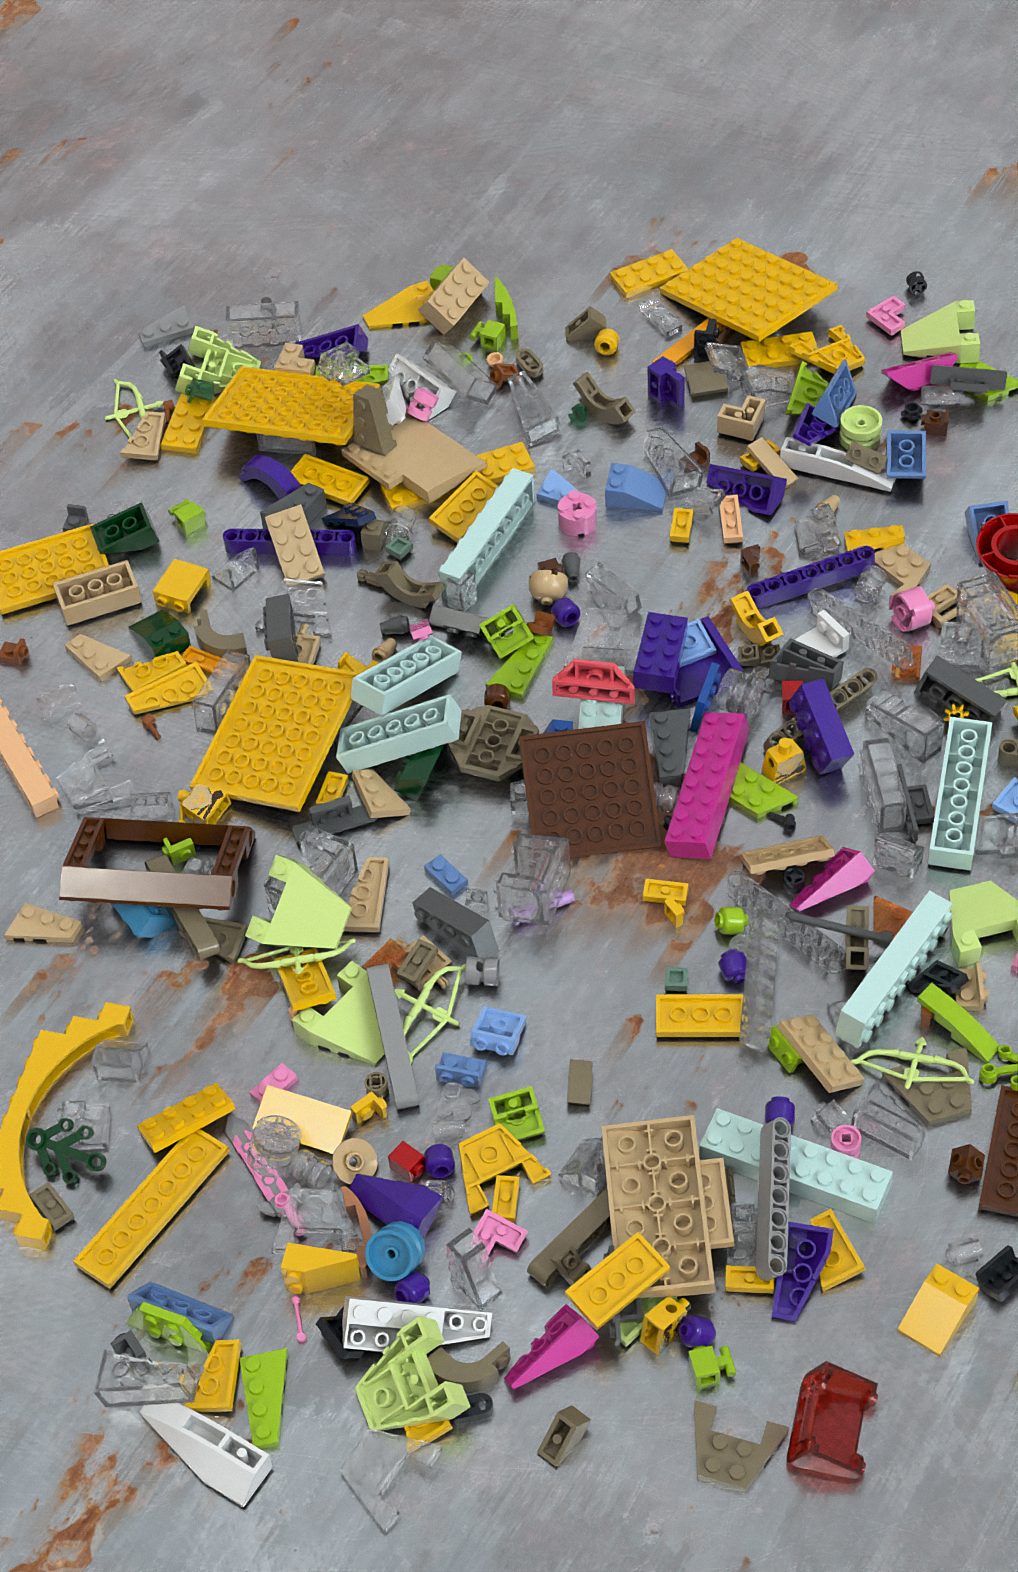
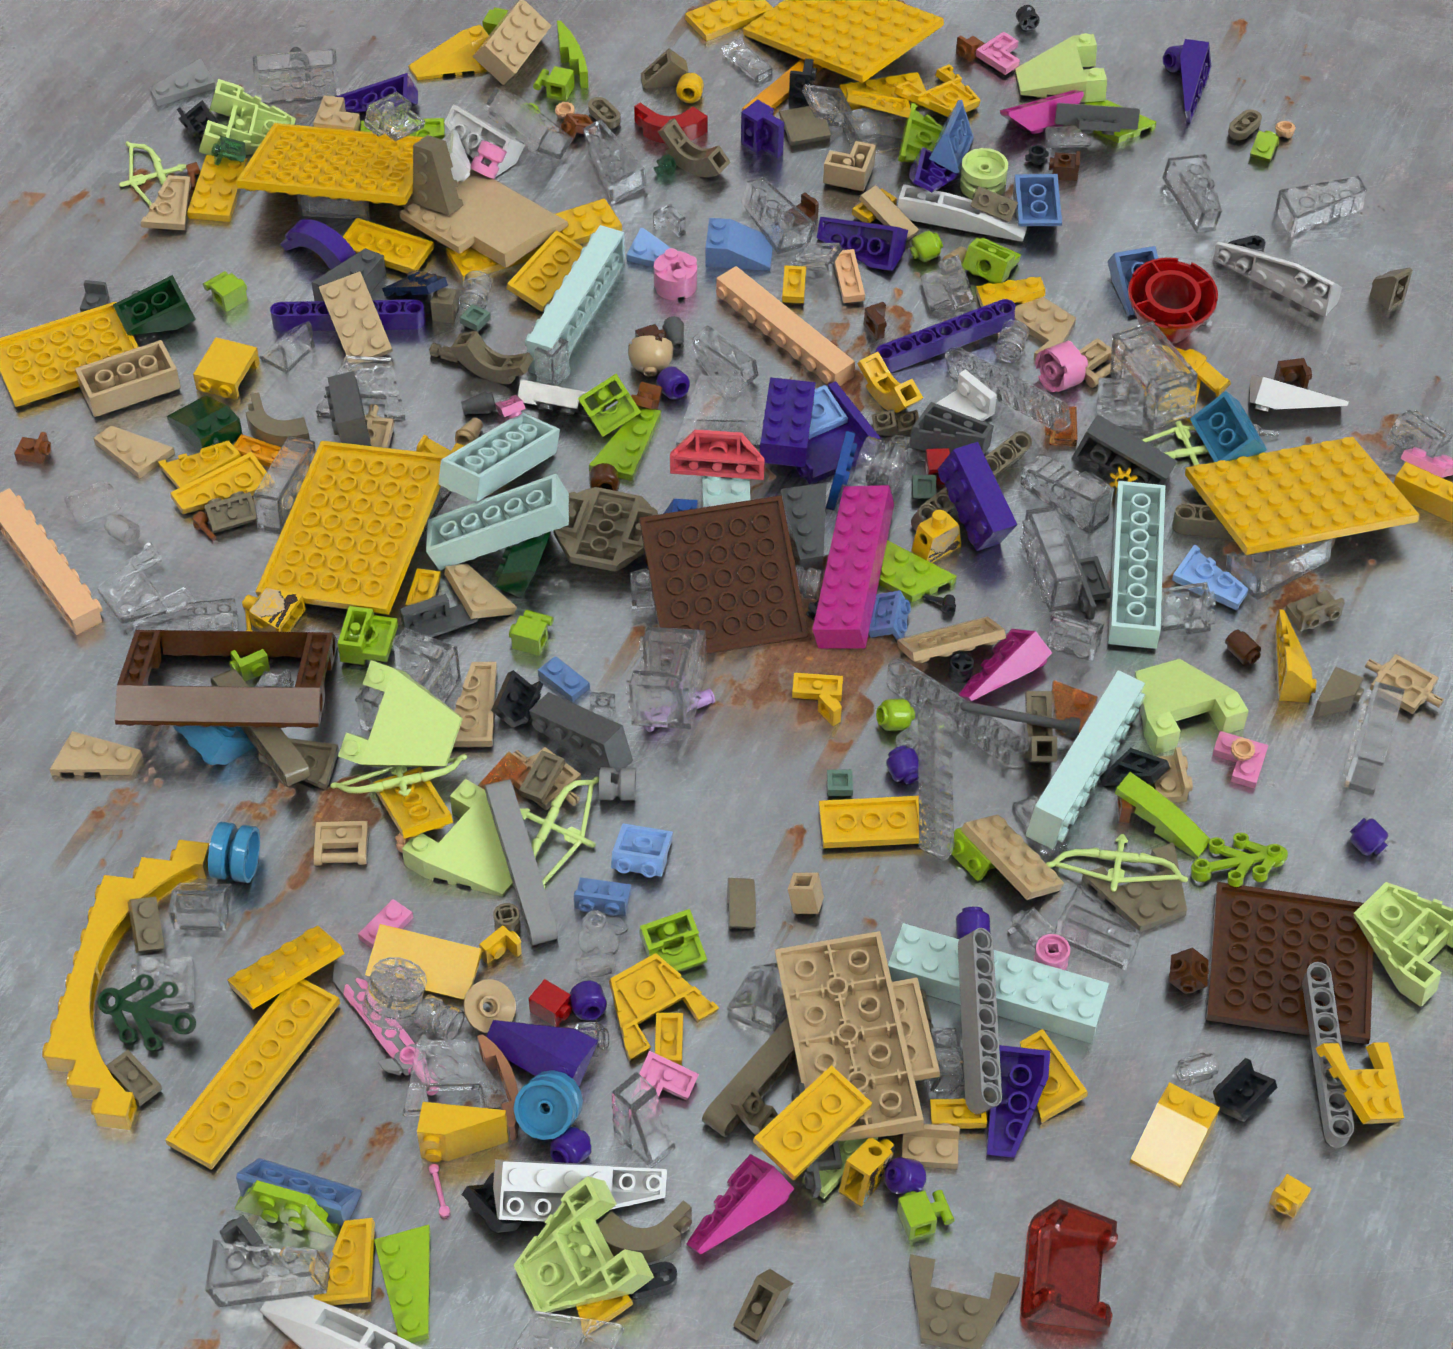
camera: 10 degrees left, 0 degrees up
(72, 1074) = (146, 924): none -> dark tan plate
(150, 1015) = (234, 852): none -> dark azure wheel
(174, 714) = (230, 511): none -> dark tan bracket
(242, 1005) = (341, 835): none -> tan plate
(278, 830) = (366, 636): none -> lime brick
(402, 891) = (516, 699): none -> black bracket
(420, 832) = (530, 632): none -> lime brick
(605, 374) = (692, 122): none -> red arch
(635, 1076) = (805, 893): none -> tan brick
(669, 564) = (784, 327): none -> light nougat brick
(725, 1306) = (933, 1146): none -> tan bracket
(735, 830) = (890, 615): none -> medium blue bracket
(773, 359) = (879, 102): none -> yellow wing
(777, 714) = (923, 486): none -> sand green plate
(802, 494) = (926, 246): none -> lime head
(859, 309) = (967, 47): none -> dark orange bracket
(867, 508) = (999, 257): none -> lime brick

